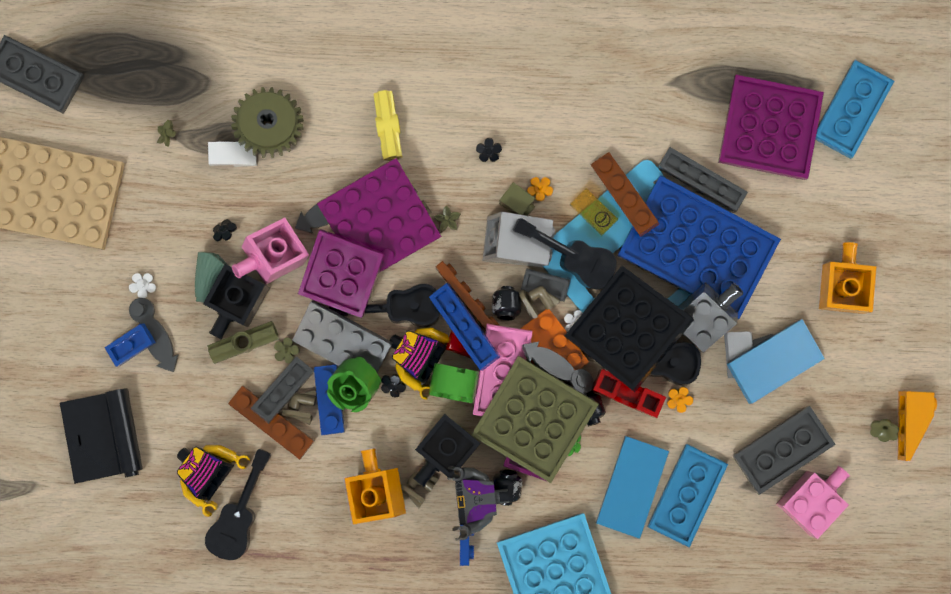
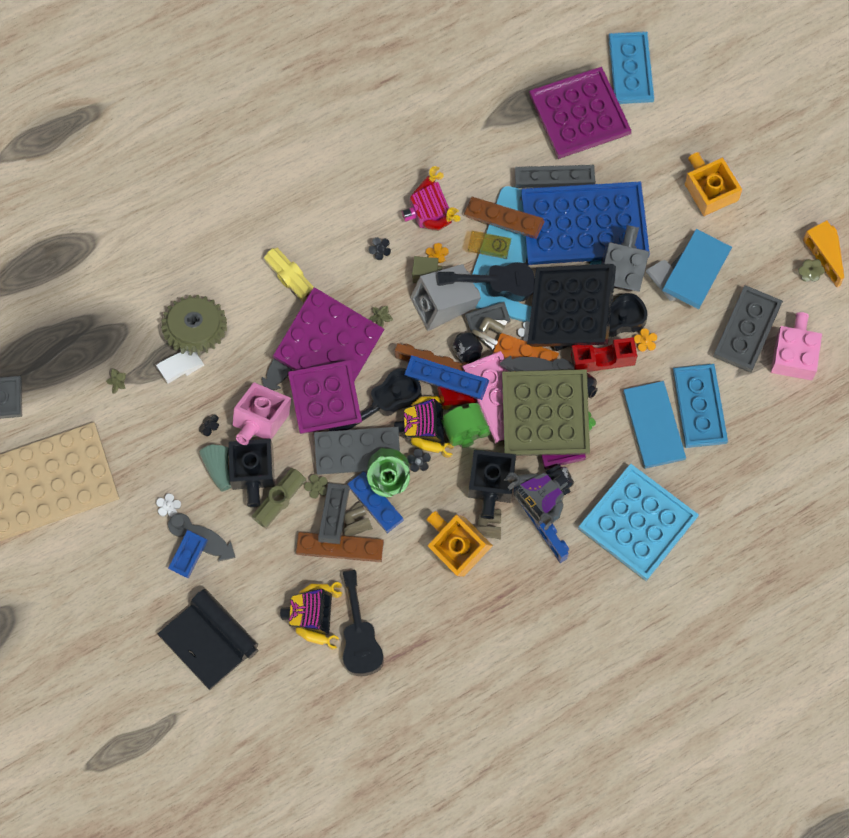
camera: 30 degrees left, 15 degrees down
(563, 136) = (430, 205): none -> torso

